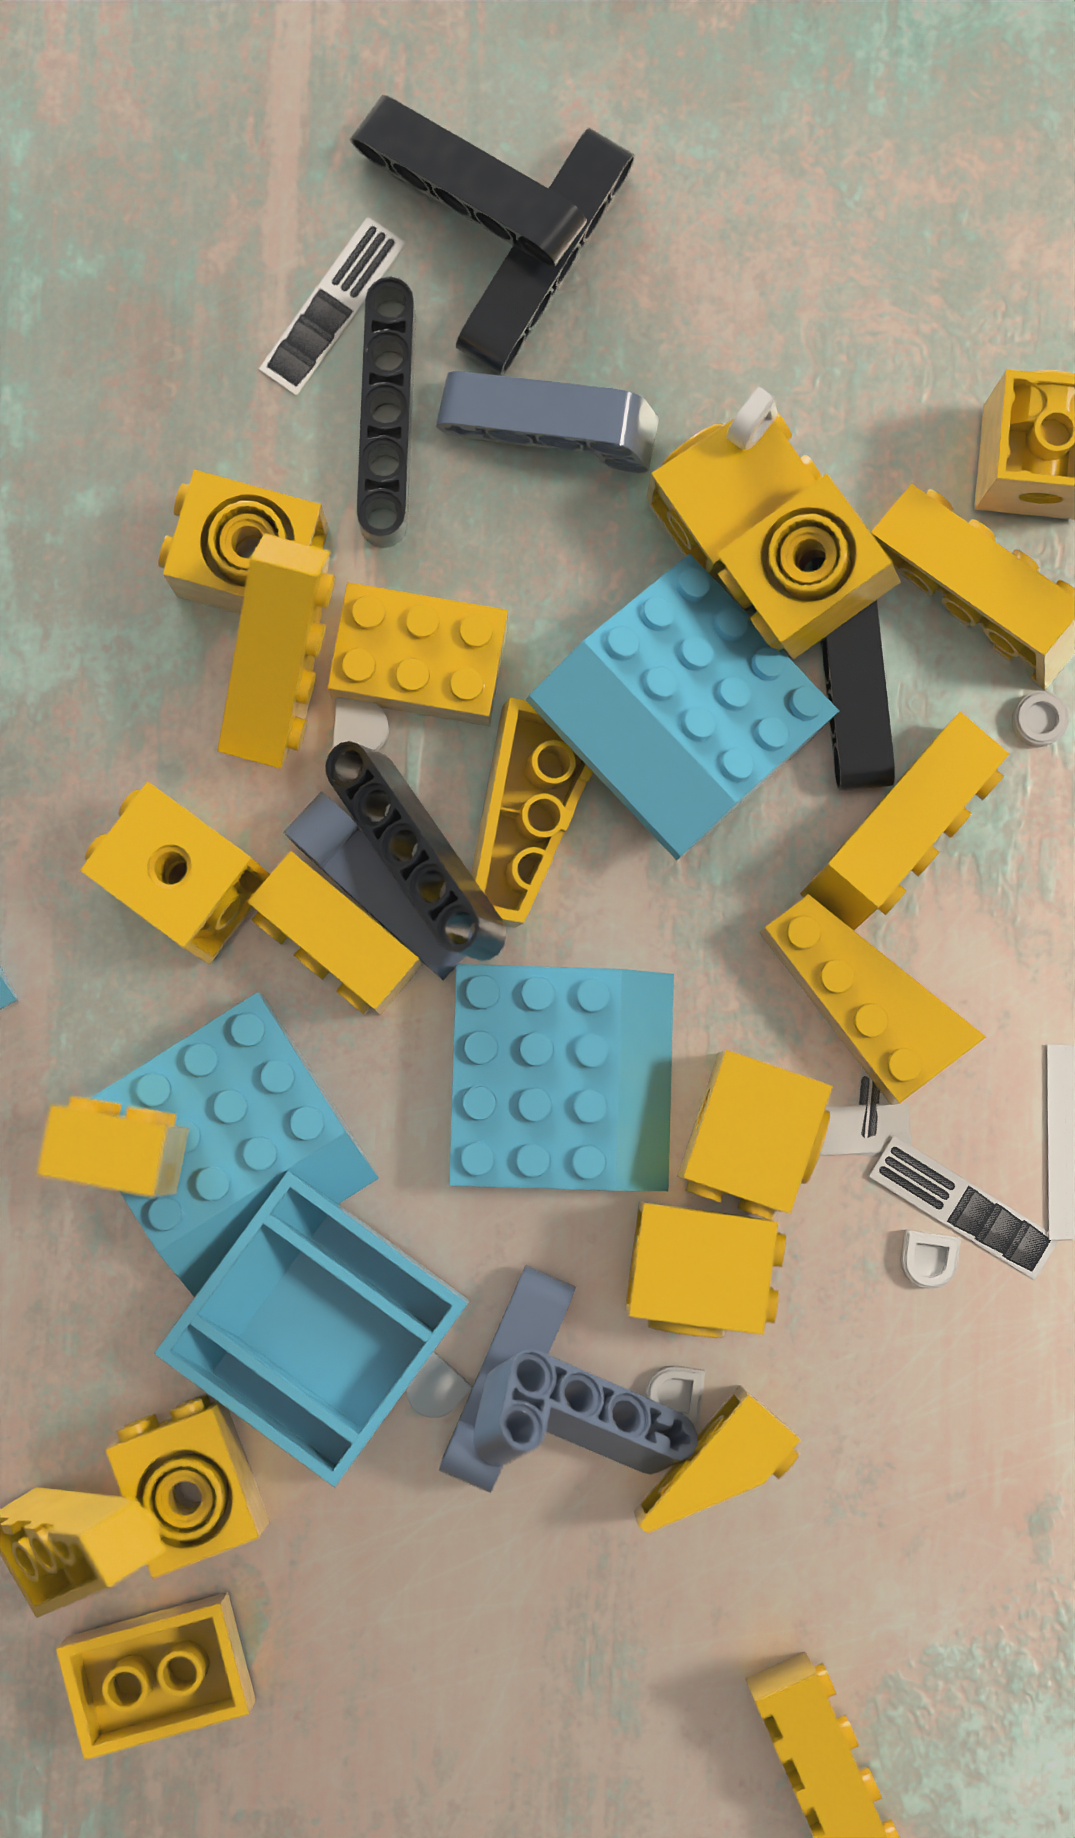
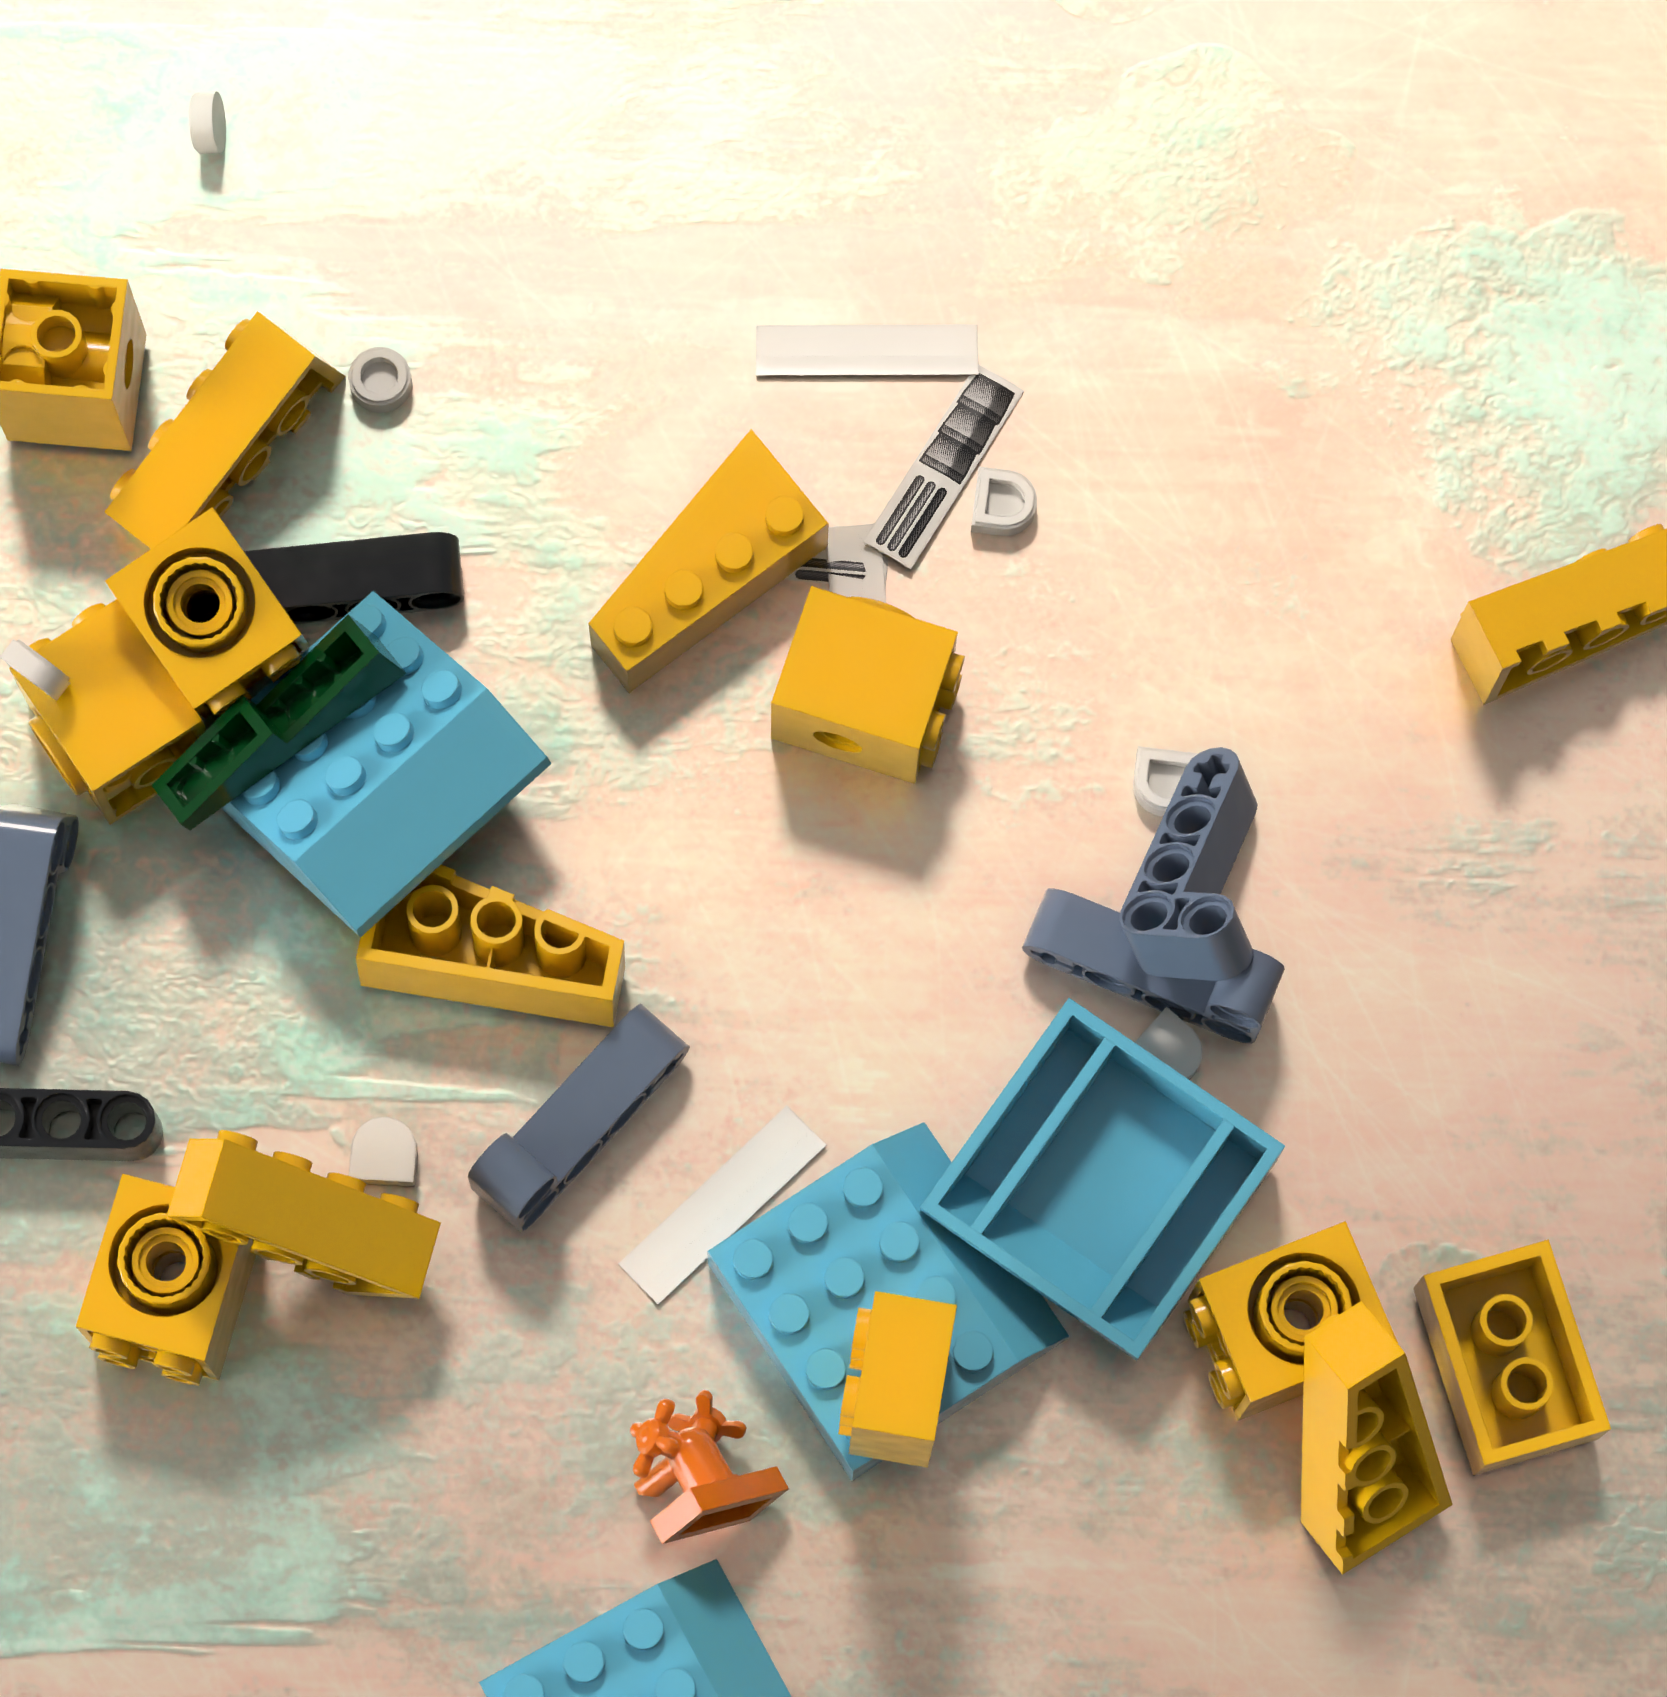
camera: 90 degrees left, 10 degrees down
(80, 983) = (711, 1492): none -> orange piece
(150, 854) = (519, 1358): yellow brick -> none
(314, 1010) = (722, 1204): none -> white sticker
(333, 935) = (639, 1164): yellow brick -> none
(418, 653) = (302, 1065): yellow brick -> none
(434, 859) = (520, 1091): black beam -> none
(561, 1078) = (804, 914): medium azure slope -> none
(699, 613) = (256, 739): none -> dark green slope
(703, 1271) = (1023, 741): yellow brick -> none
(732, 1456) = (1227, 700): yellow slope -> none
(907, 822) = (504, 518): yellow wedge -> none

